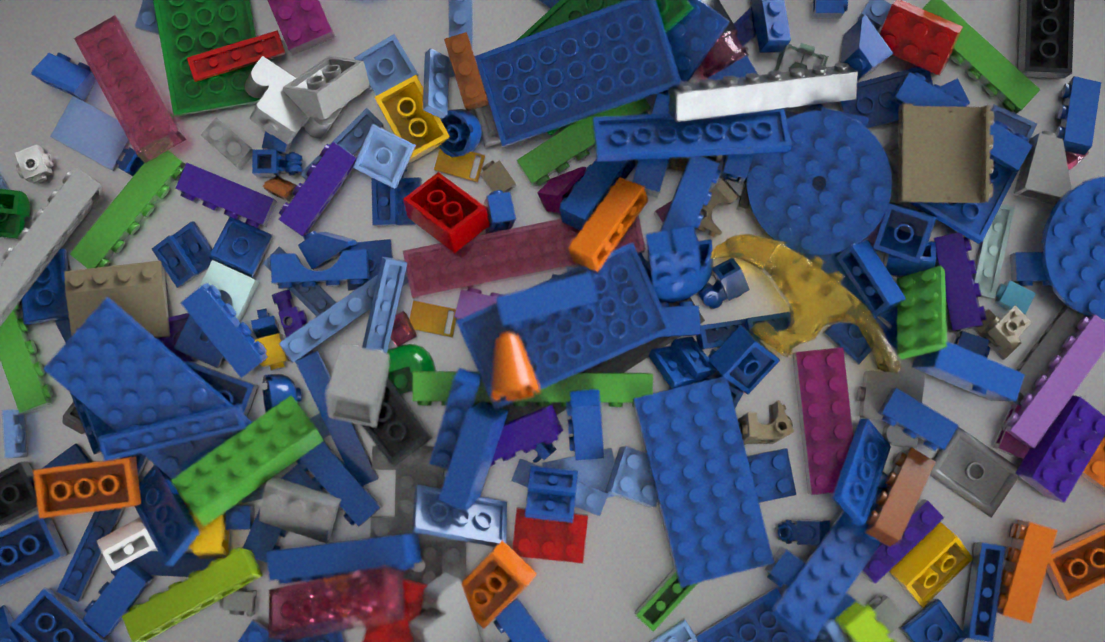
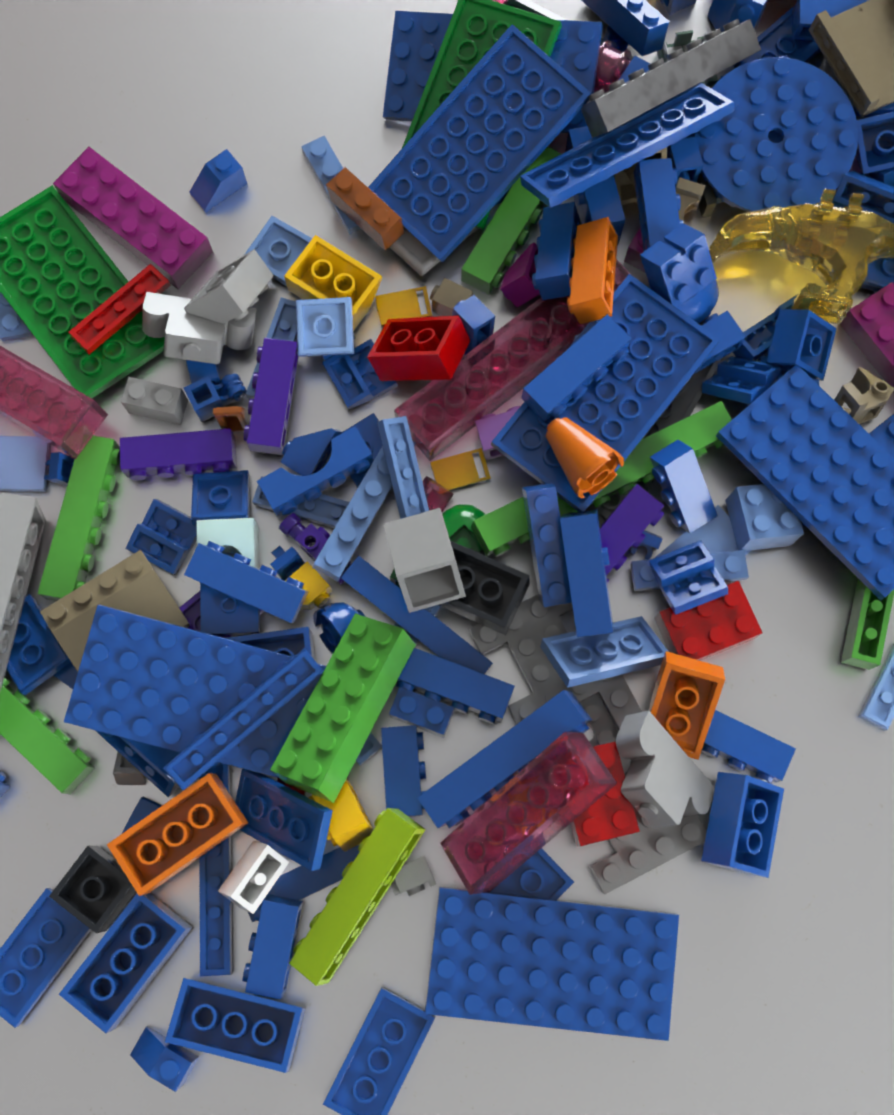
camera: 25 degrees left, 10 degrees down
(14, 434) = (66, 819): medium blue plate -> none
(240, 517) = (365, 781): blue brick -> none
(298, 509) = (428, 734): light grey slope -> none
(436, 83) = (340, 236): medium blue plate -> none
(464, 132) = (394, 267): blue cylinder -> none
(729, 284) = (740, 281): blue brick -> none

